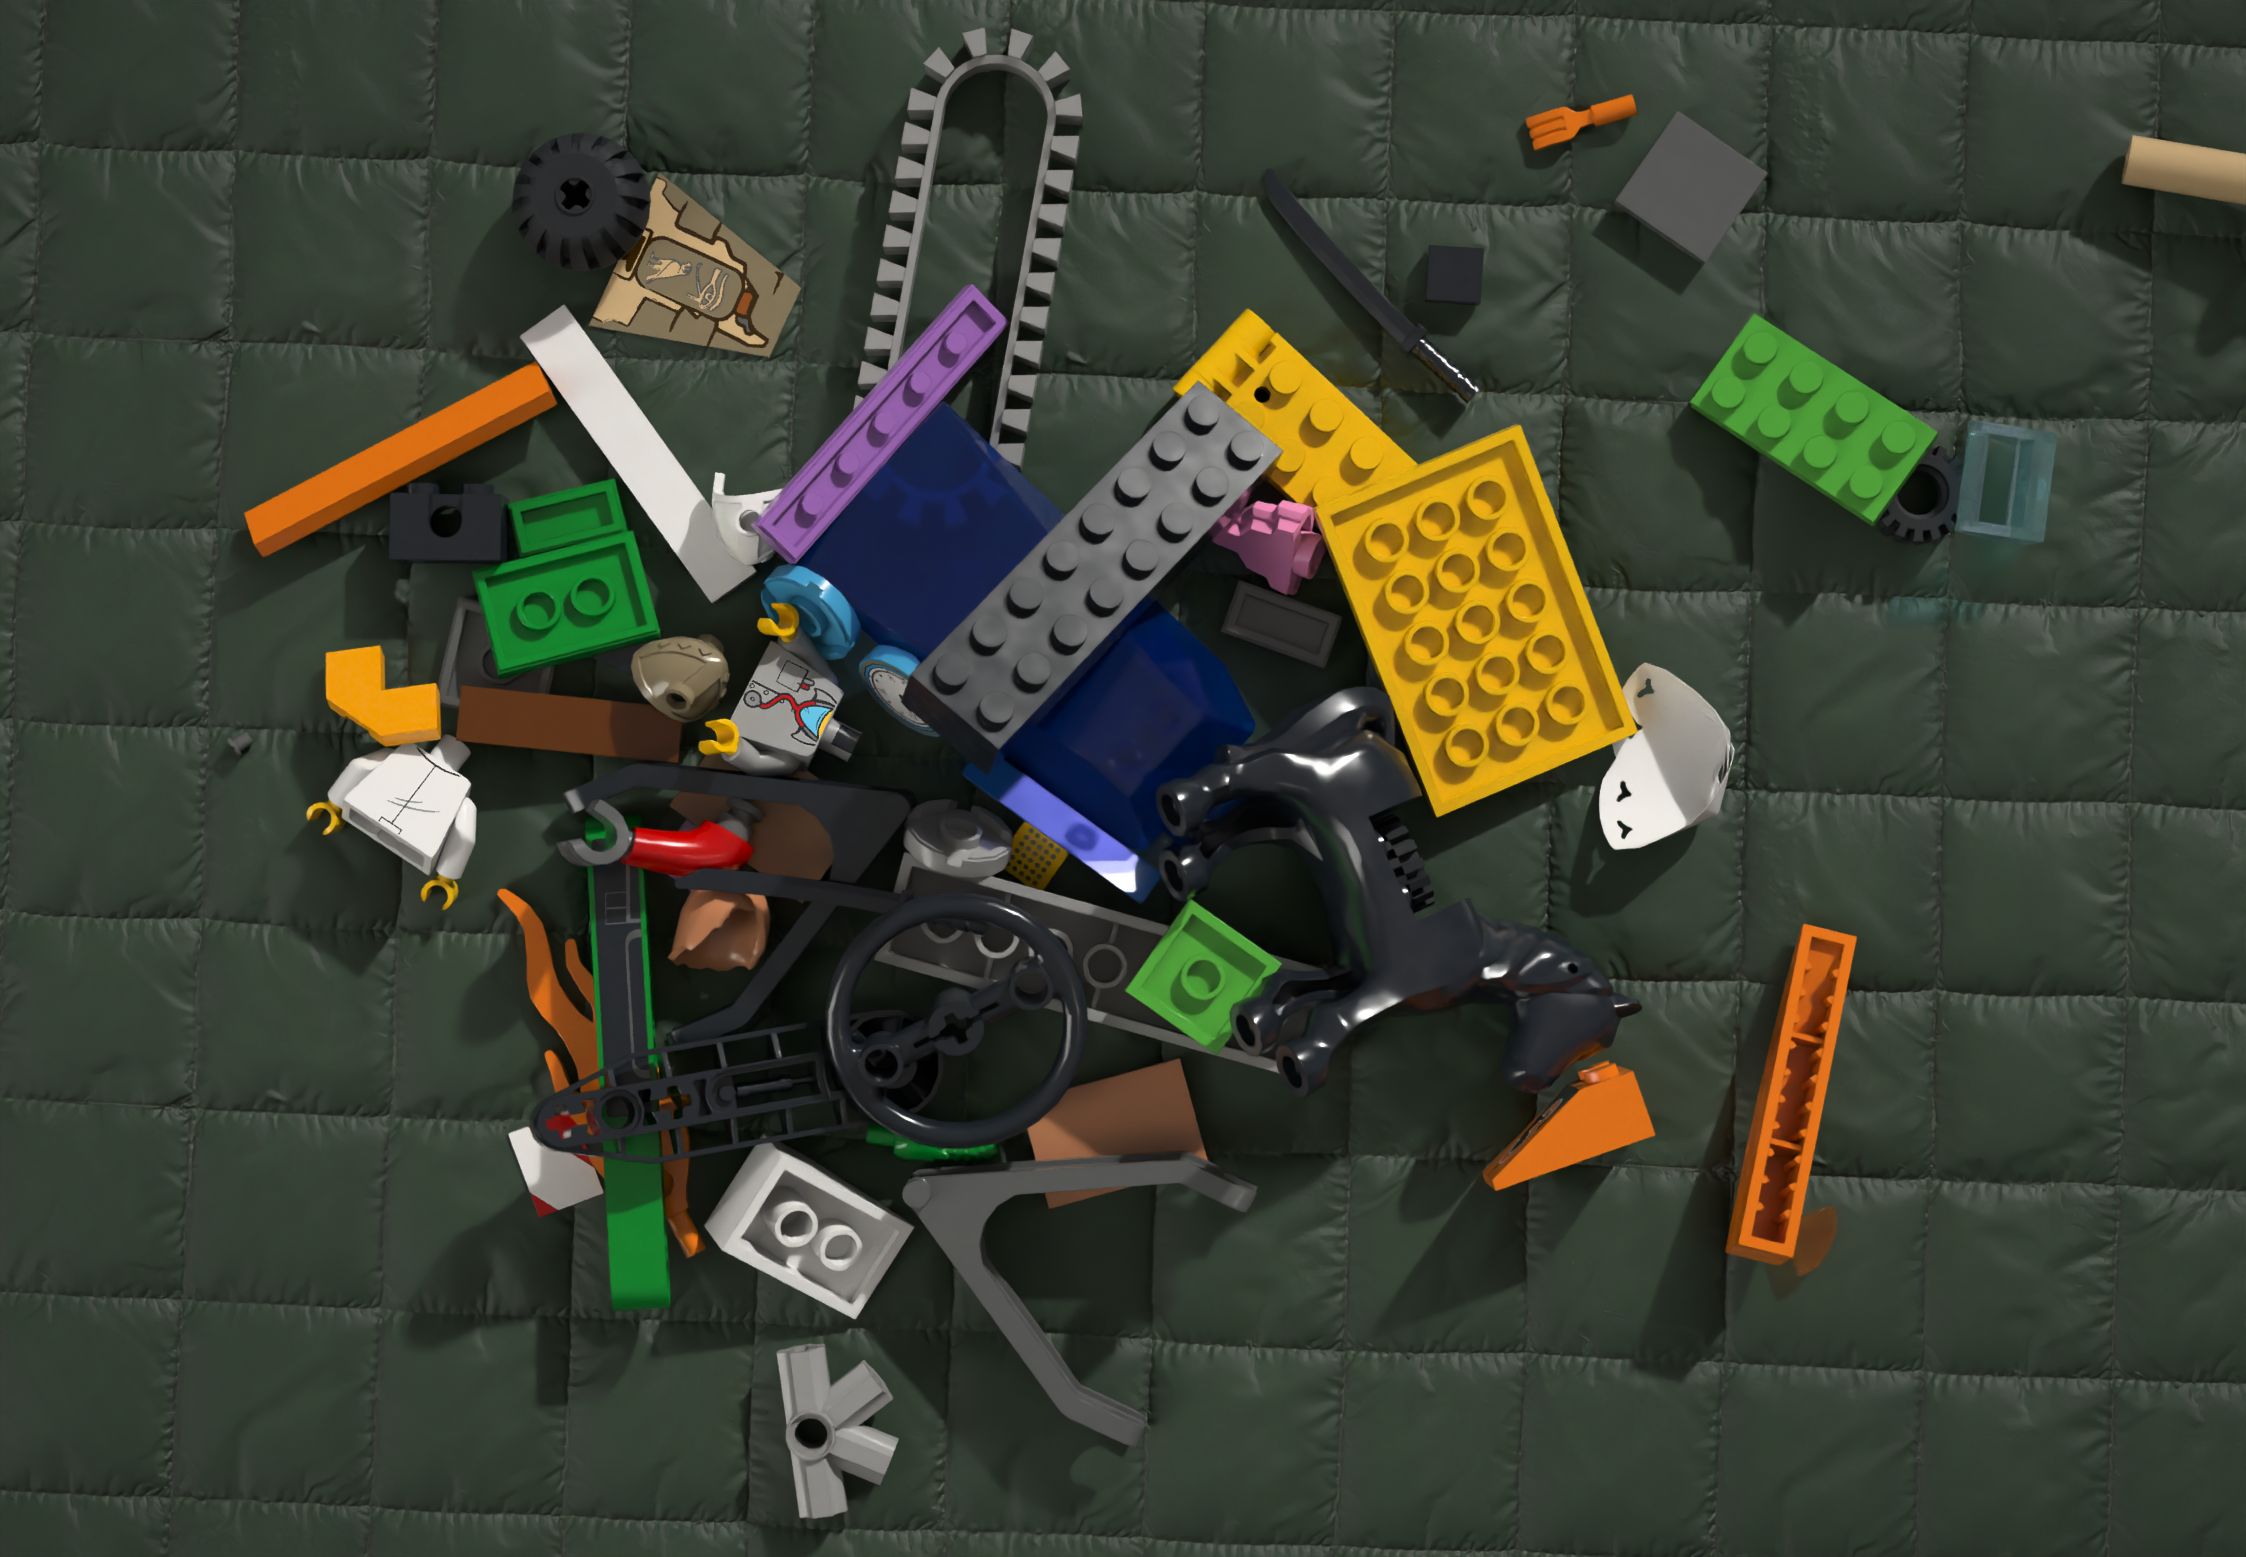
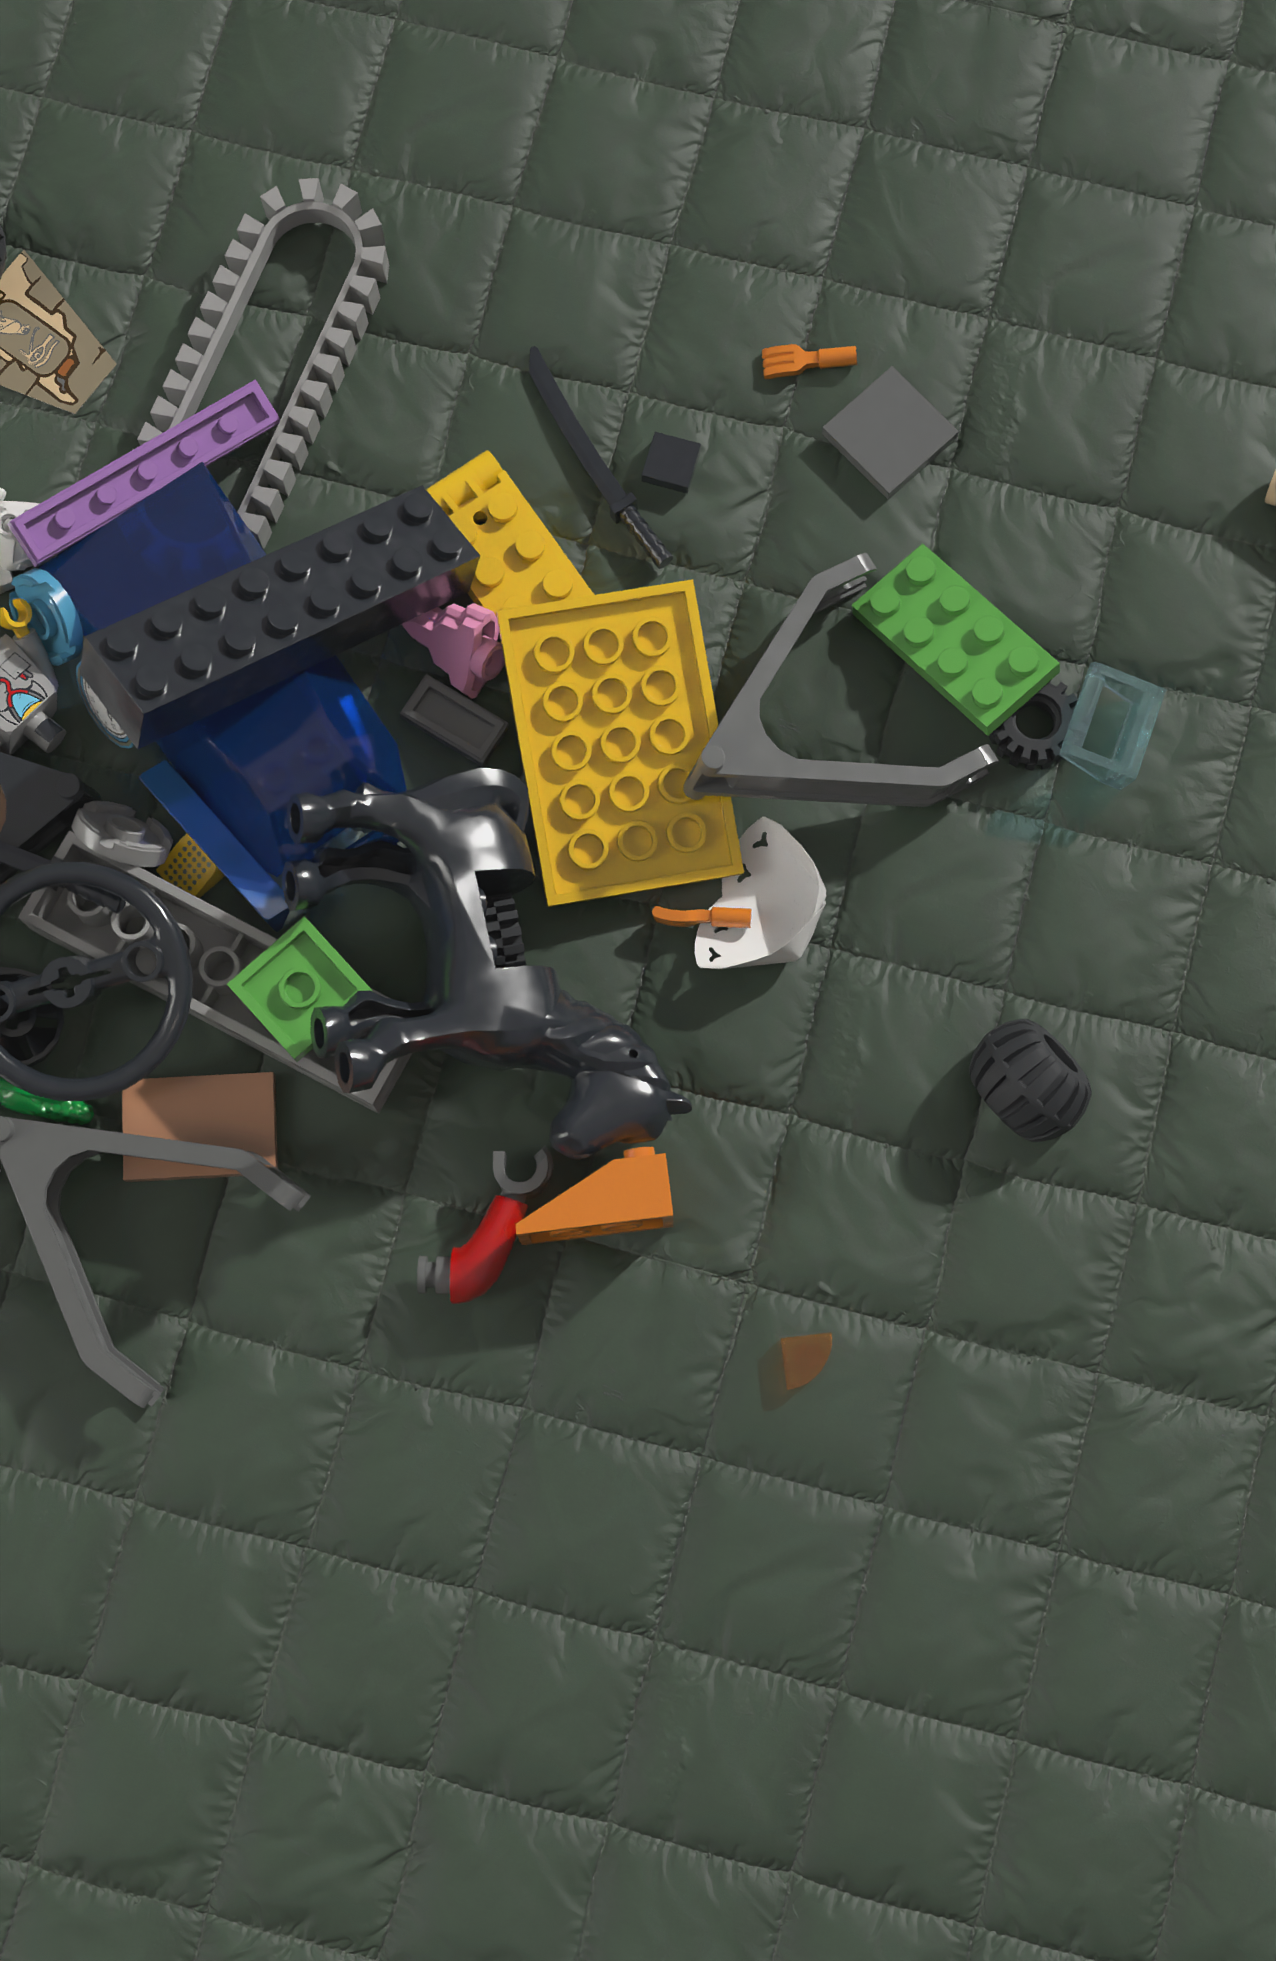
camera: 20 degrees right, 10 degrees down
(1452, 1213) = (480, 1261): none -> red piece
(1612, 611) = (749, 765): none -> dark grey piece
(1618, 785) = (716, 916): none -> orange piece
(1791, 1099) = (811, 1223): orange slope -> none
(1990, 893) = (1030, 1080): none -> black wheel

